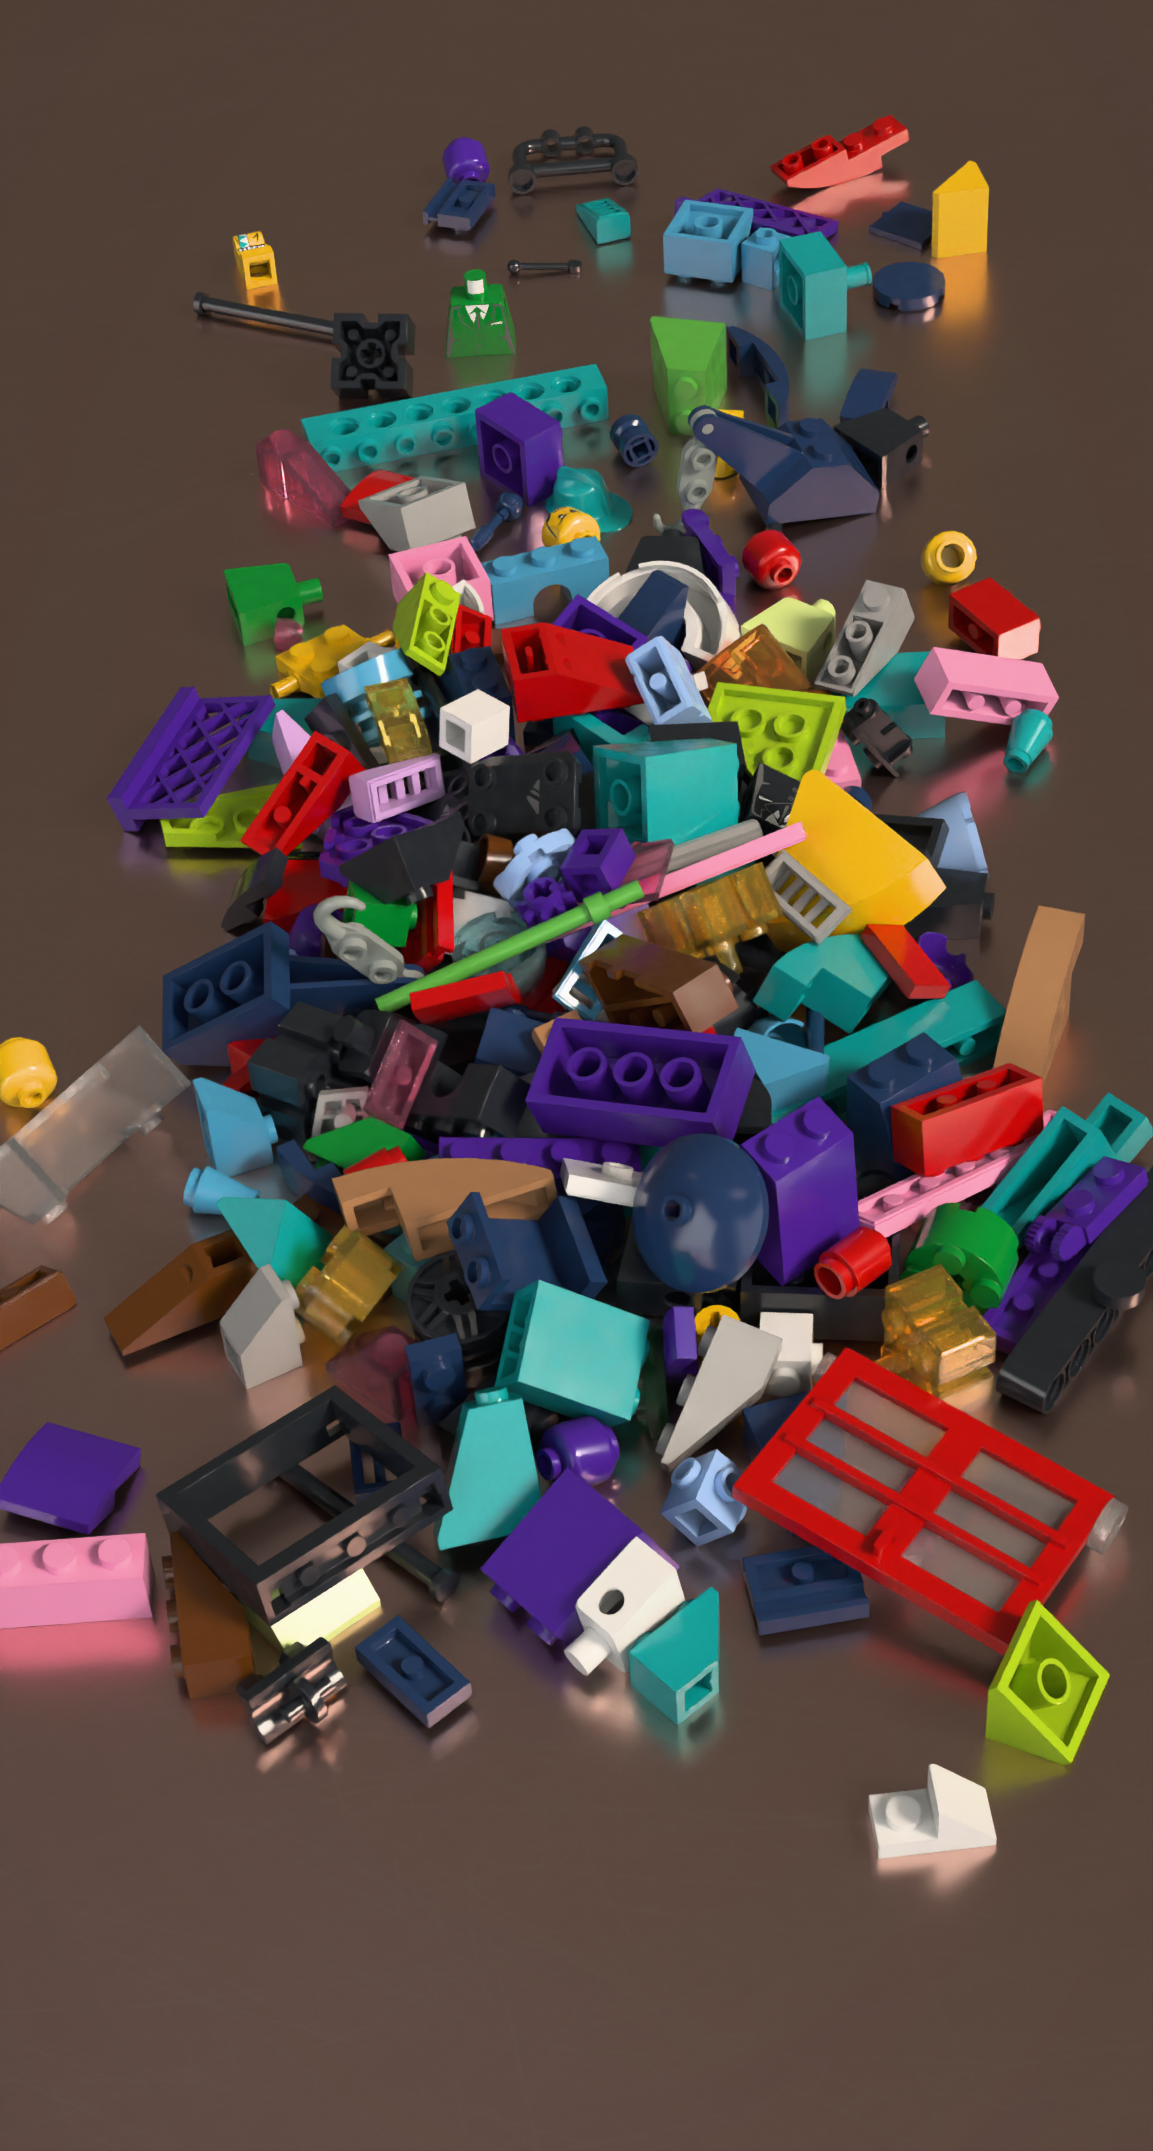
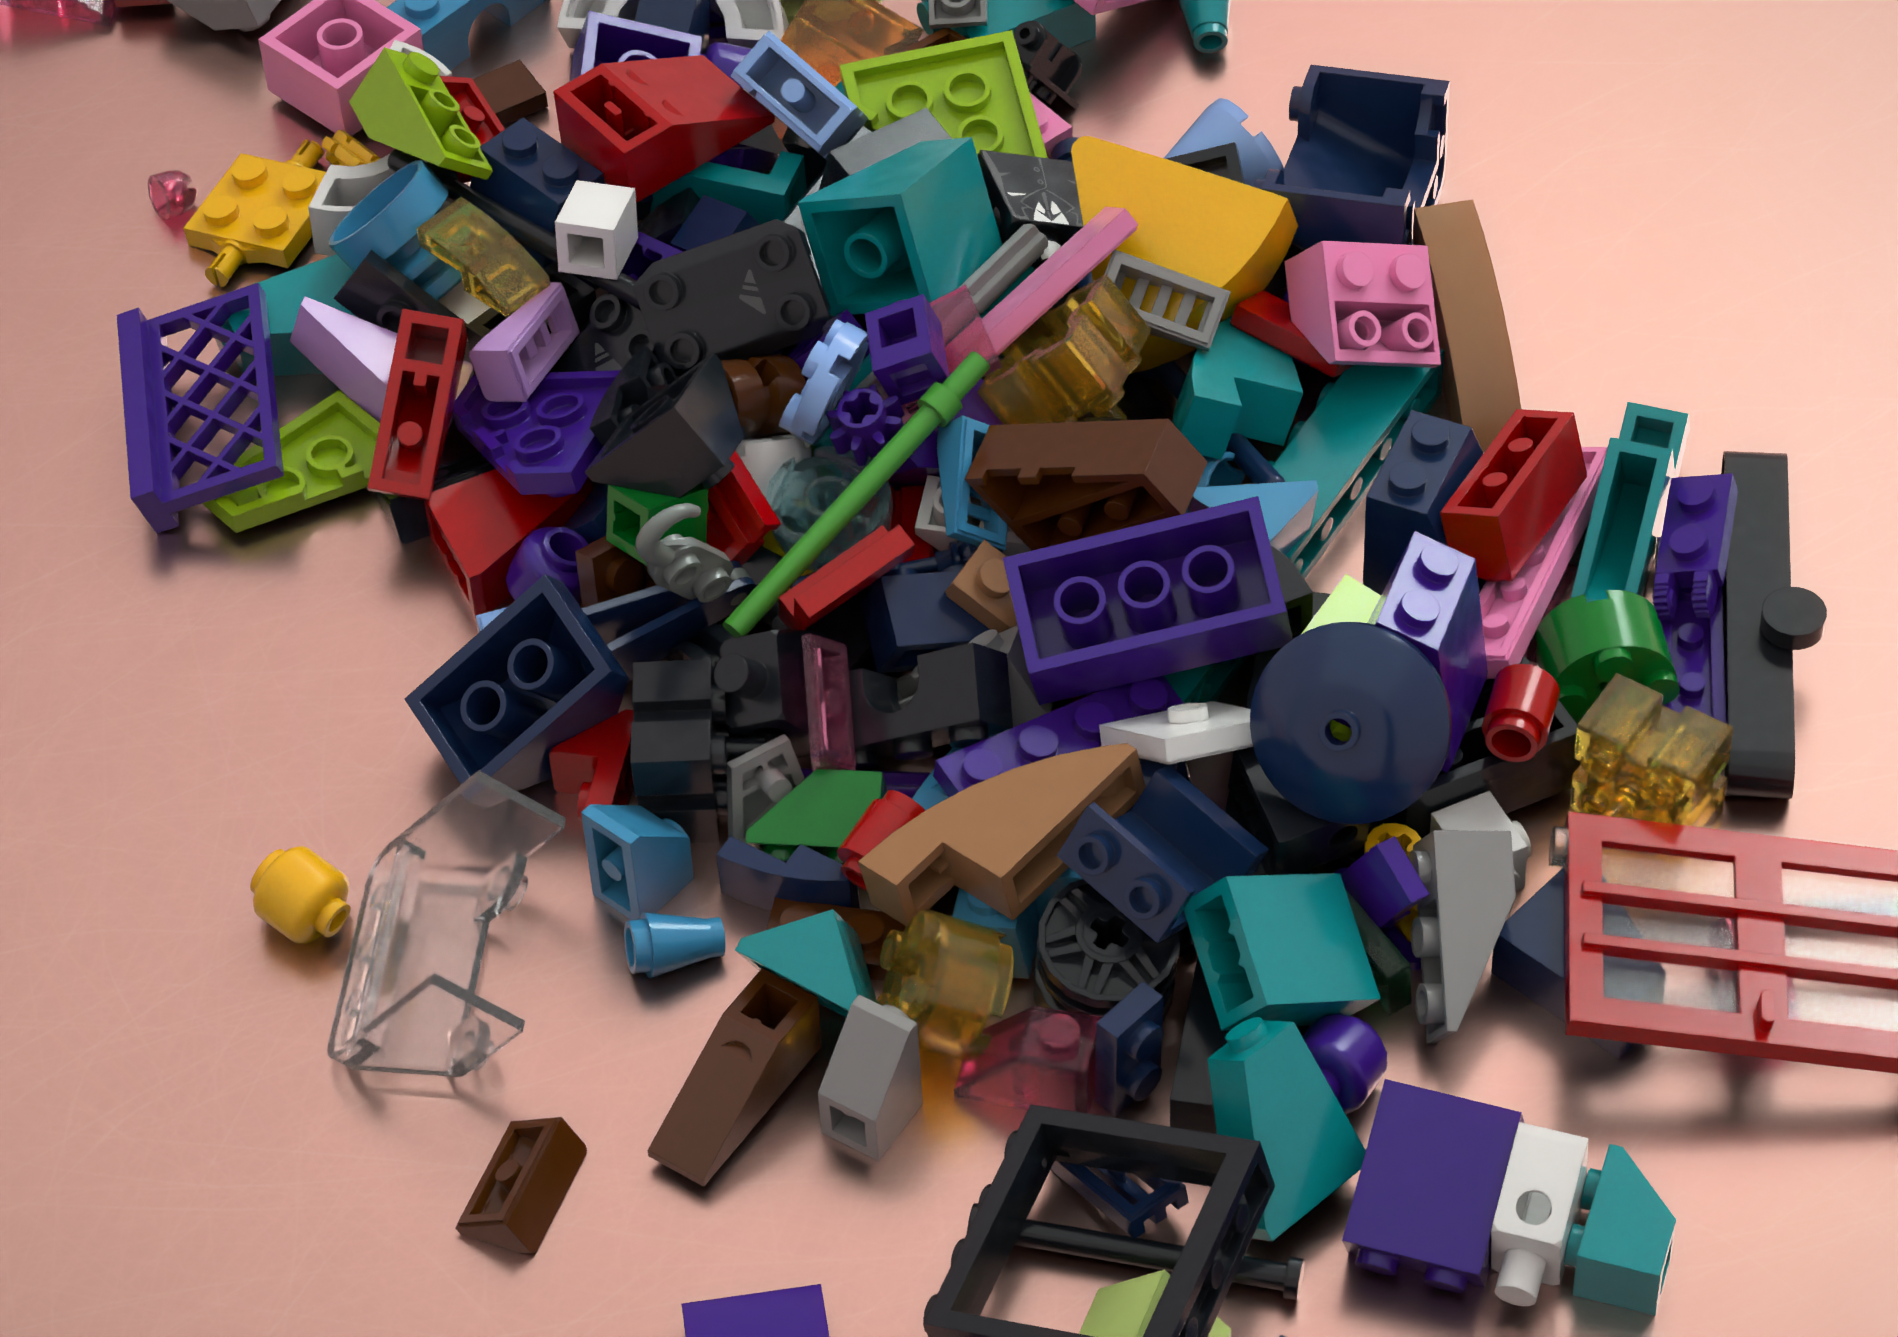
camera: 30 degrees left, 5 degrees up
(257, 882) = (419, 541): black slope -> none
(264, 593) = (110, 154): green torso -> none
(702, 1499) = (1521, 1049): light blue brick -> none
(802, 1590) = (1688, 1104): dark blue plate -> none
(956, 955) = (1365, 303): none -> bright pink slope
(1051, 860) = (1362, 155): none -> dark blue windscreen

